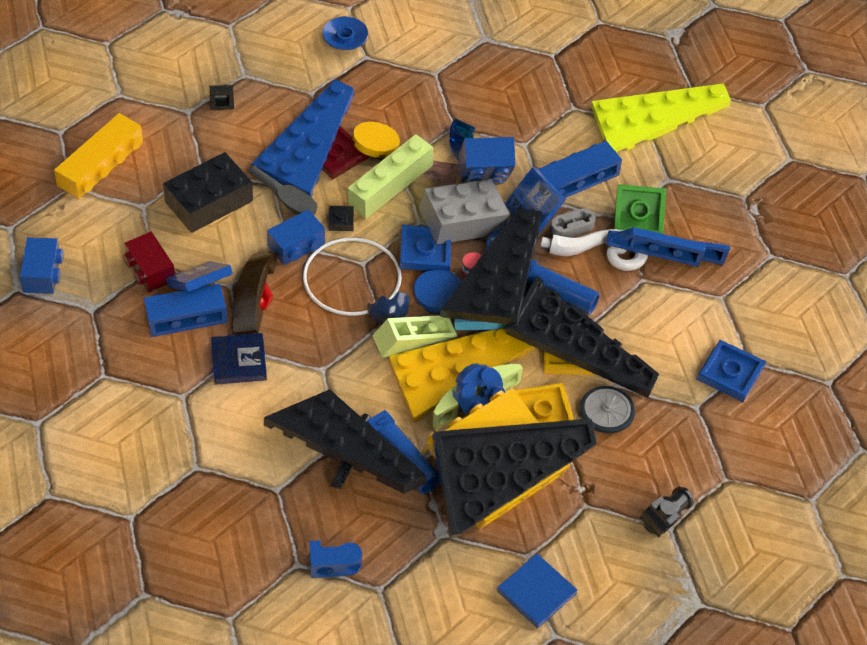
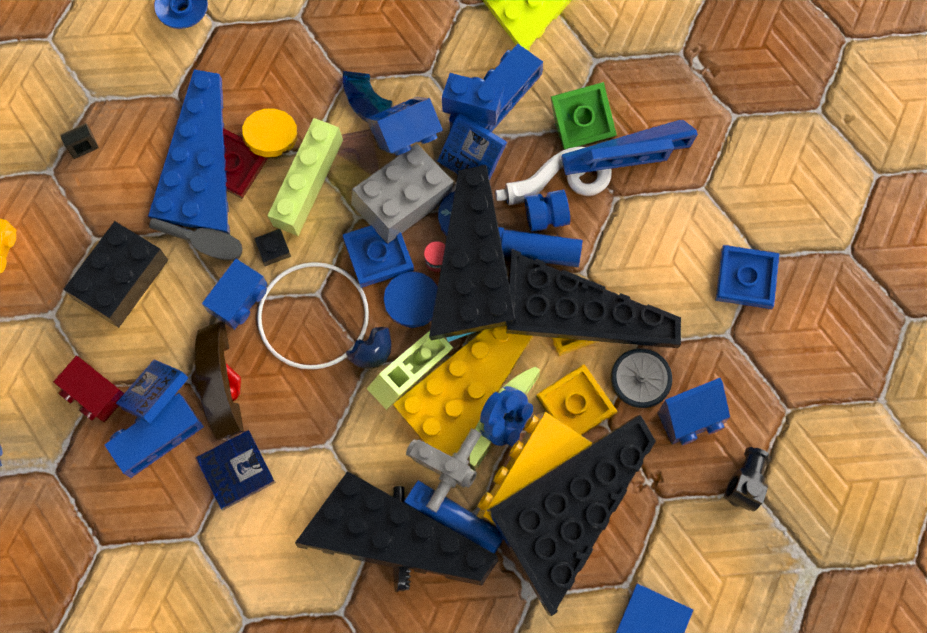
camera: 15 degrees left, 20 degrees up
(411, 405) = (451, 469): none -> light grey piece
(551, 160) = (472, 98): none -> blue brick
(573, 224) = (515, 153): light grey beam -> none
(579, 263) = (547, 210): none -> blue wheel
(641, 441) = (695, 412): none -> blue slope

